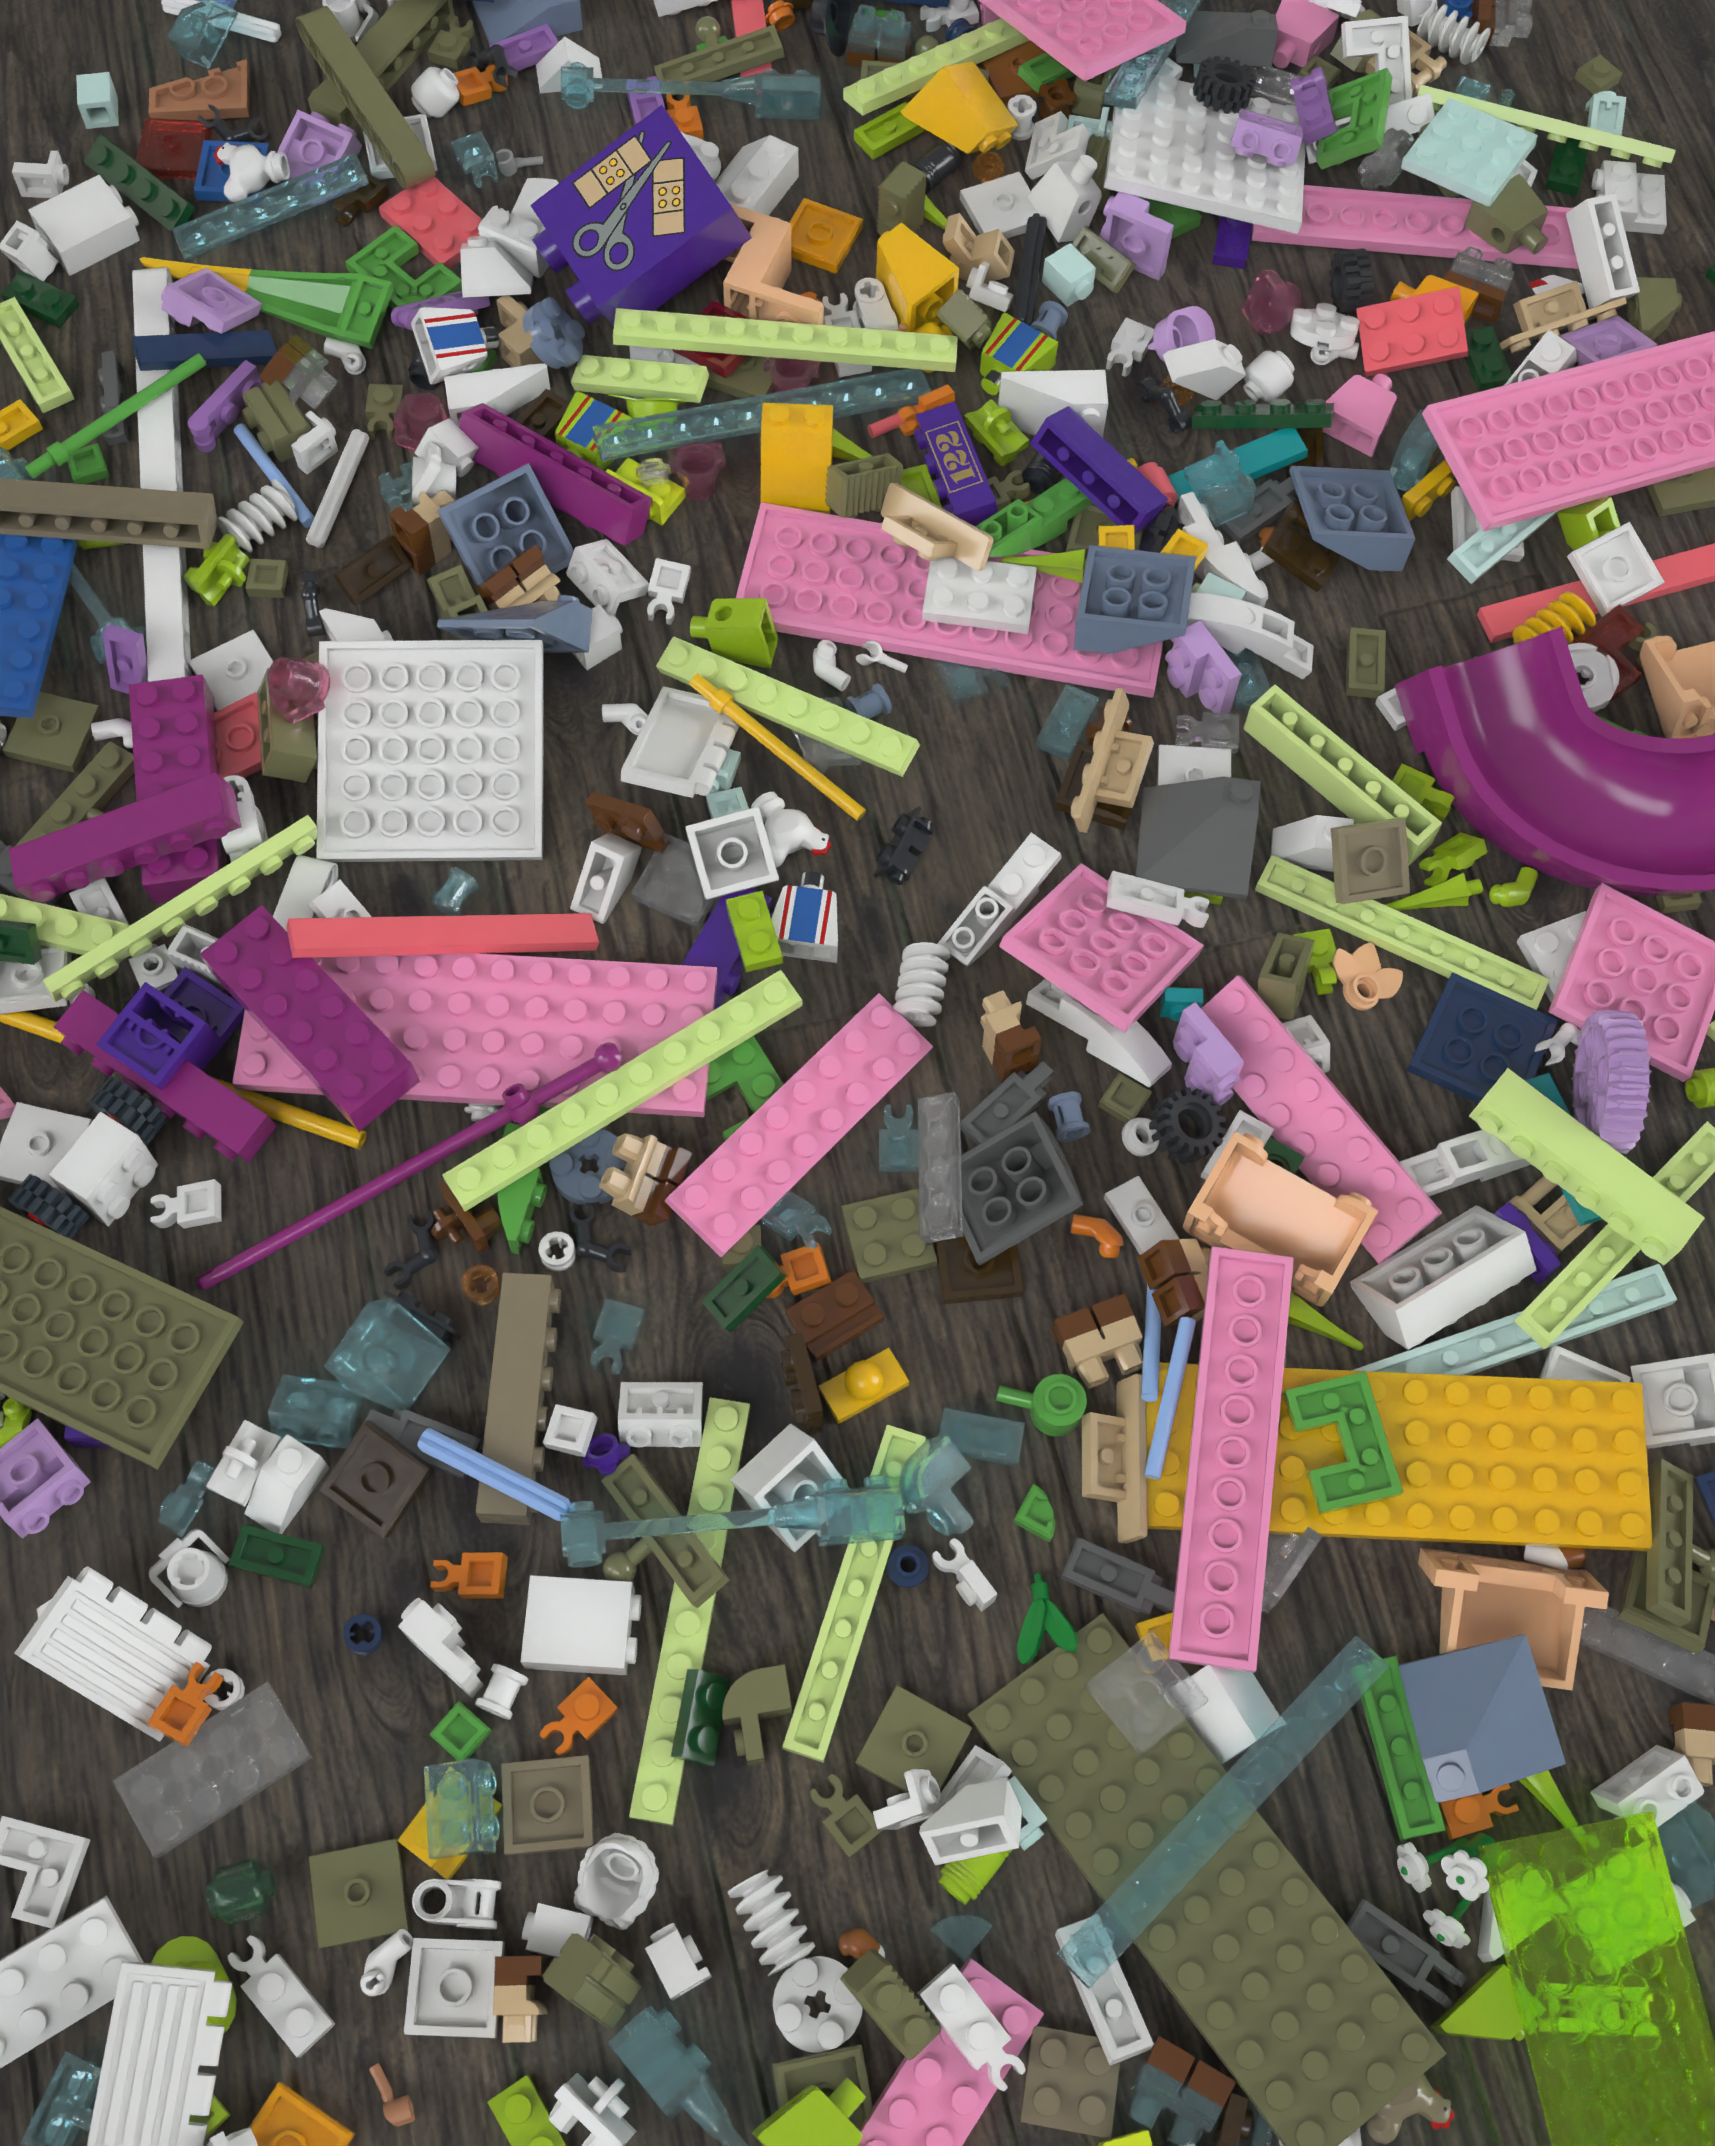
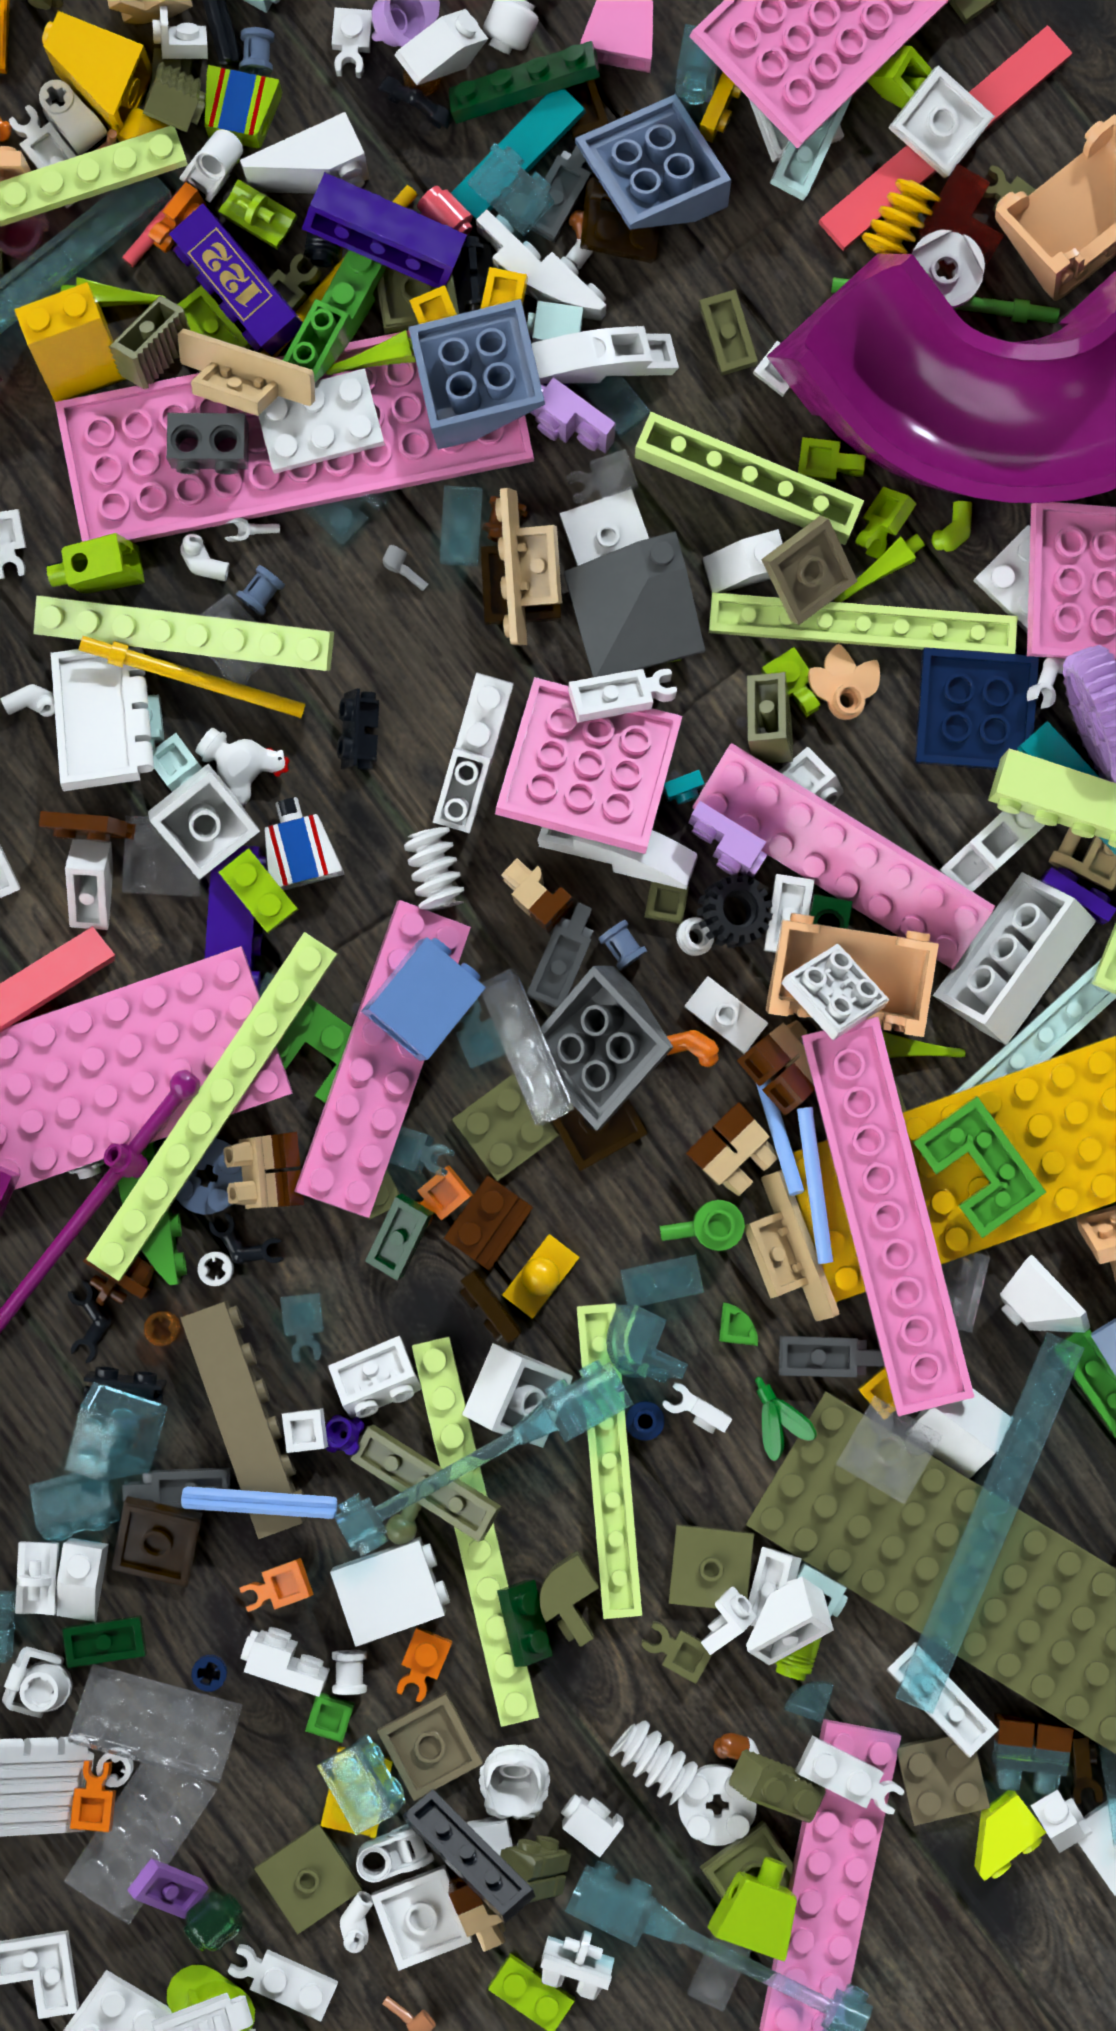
camera: 20 degrees left, 20 degrees up
(210, 1830) = (167, 1888): none -> medium lavender plate
(285, 1657) = (155, 1723): none -> clear plate
(536, 1925) = (469, 1856): none -> black plate
(863, 1077) = (424, 998): none -> medium blue brick
(877, 569) = (209, 431): none -> dark grey brick
(976, 380) = (213, 163): none -> white piece
(995, 730) = (394, 560): none -> light grey hand
(1260, 1217) = (835, 991): none -> white tile
(1361, 1603) = (1041, 1301): none -> white slope

